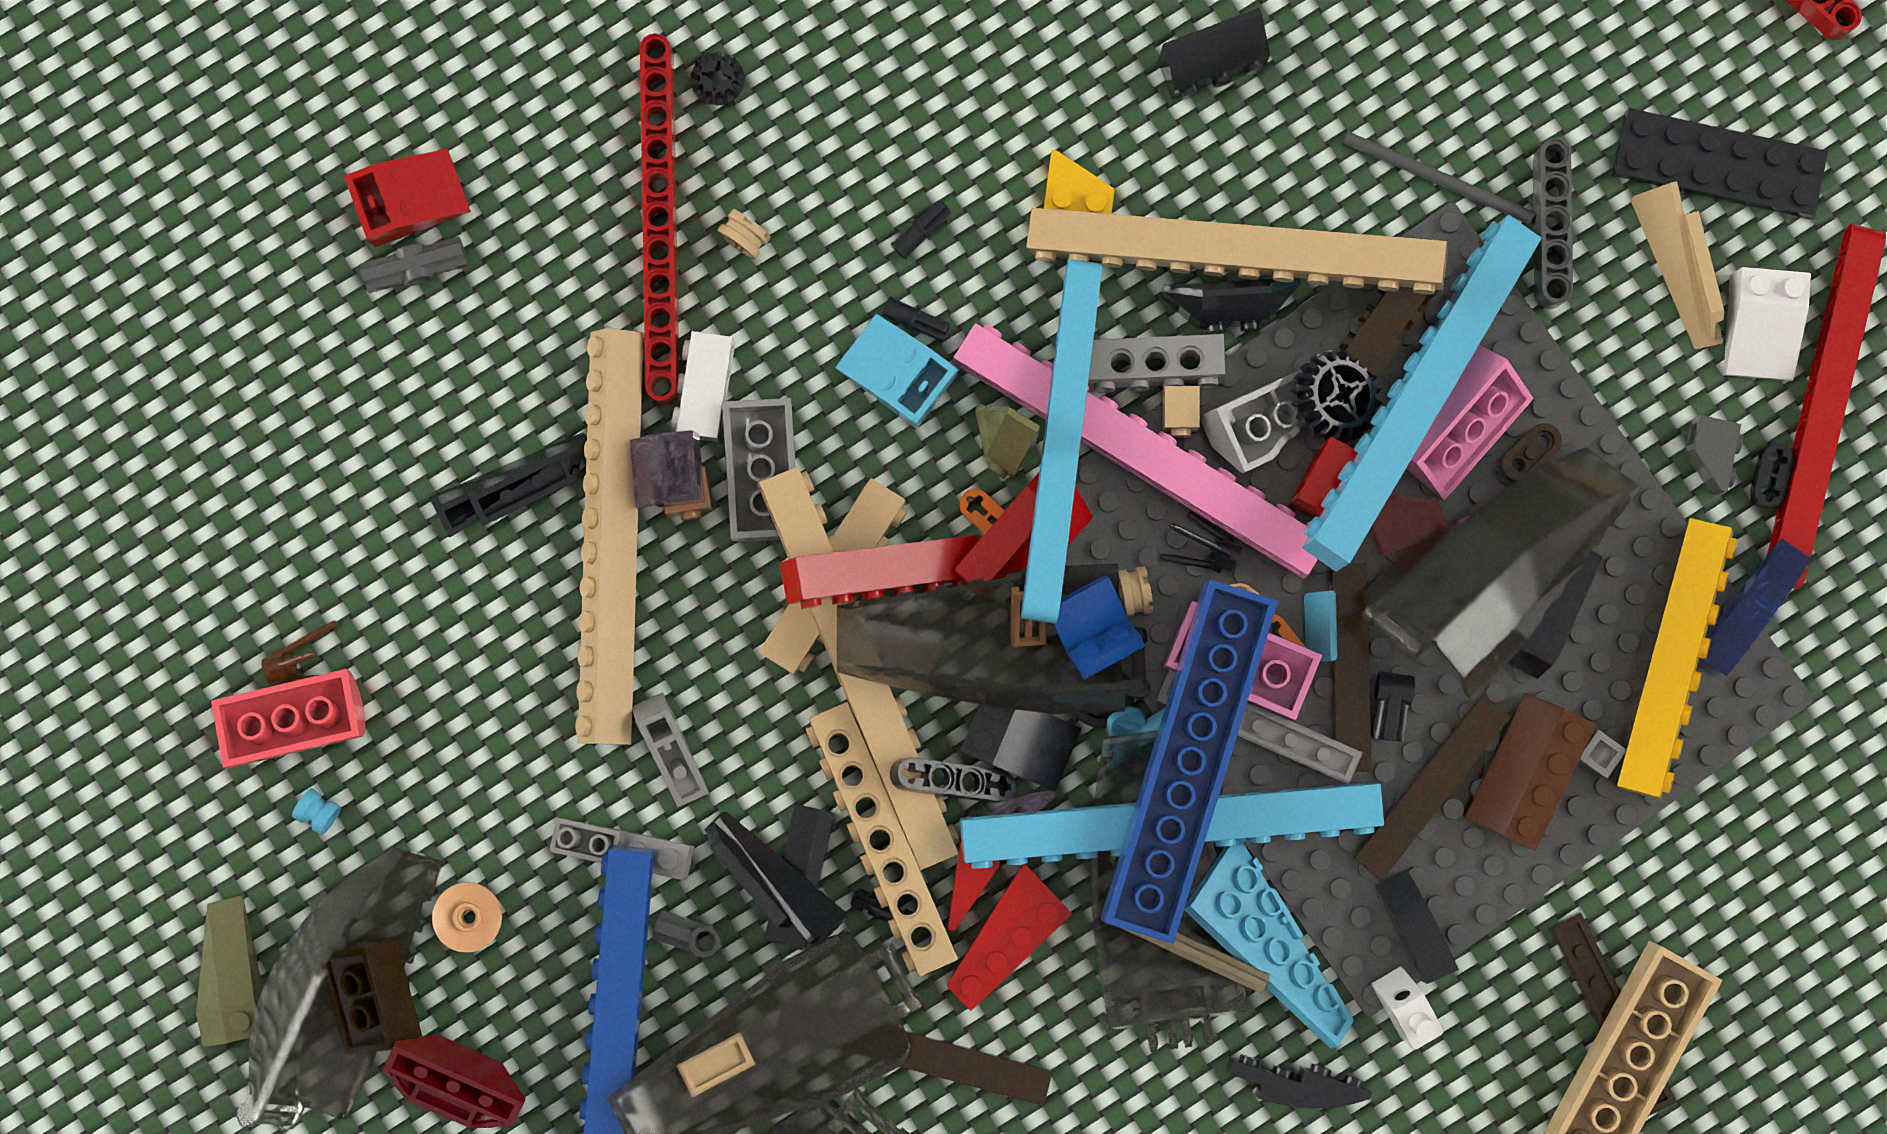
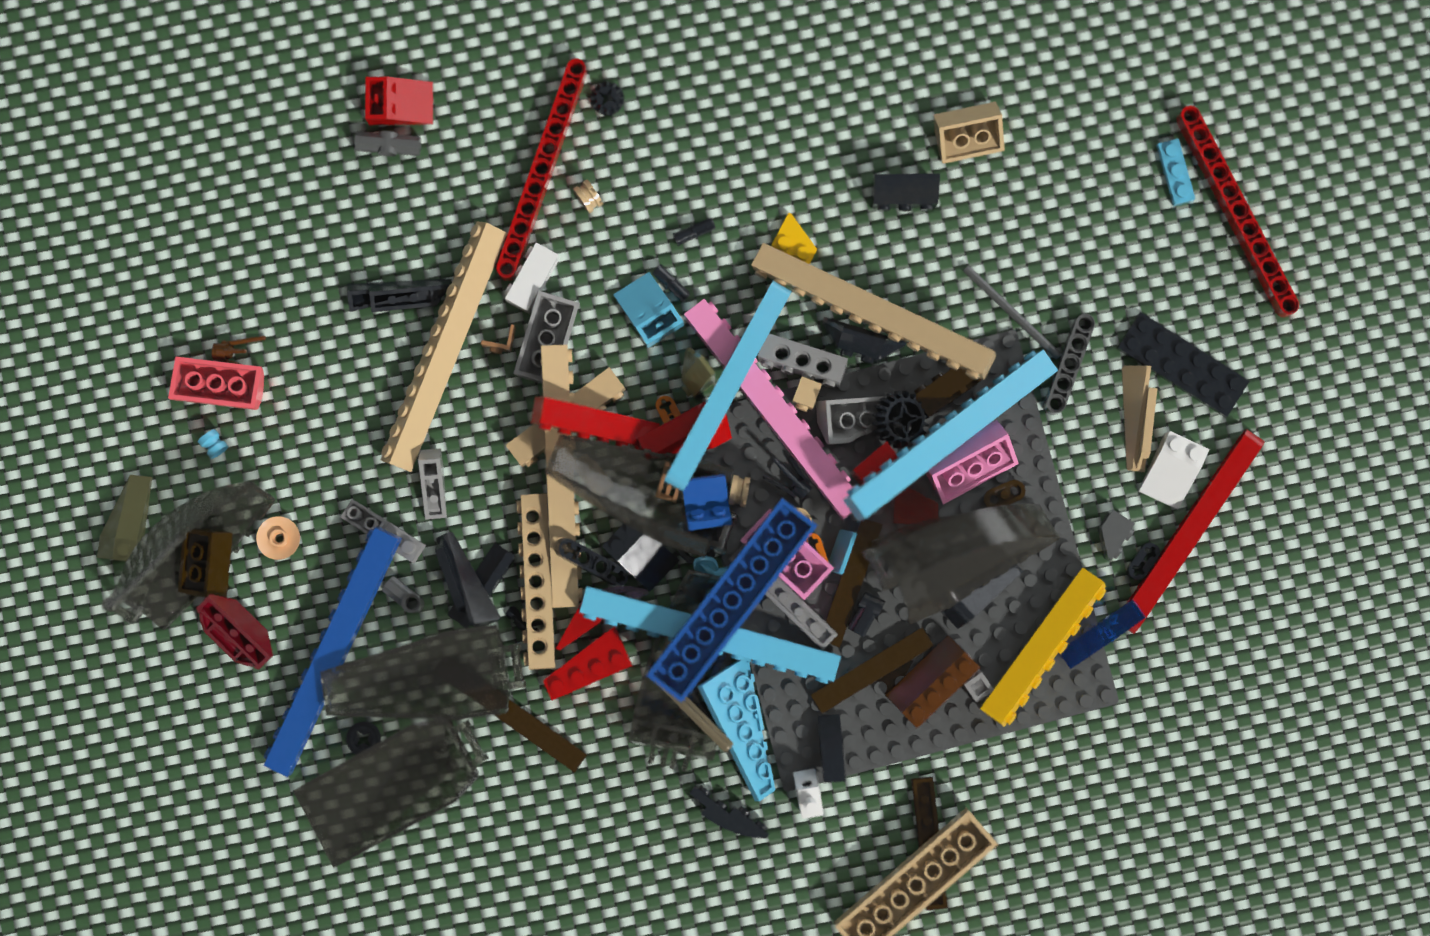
camera: 15 degrees right, 0 degrees up
(667, 469) = (491, 318): slope -> none
(715, 1064) = (391, 676): tan tile -> none

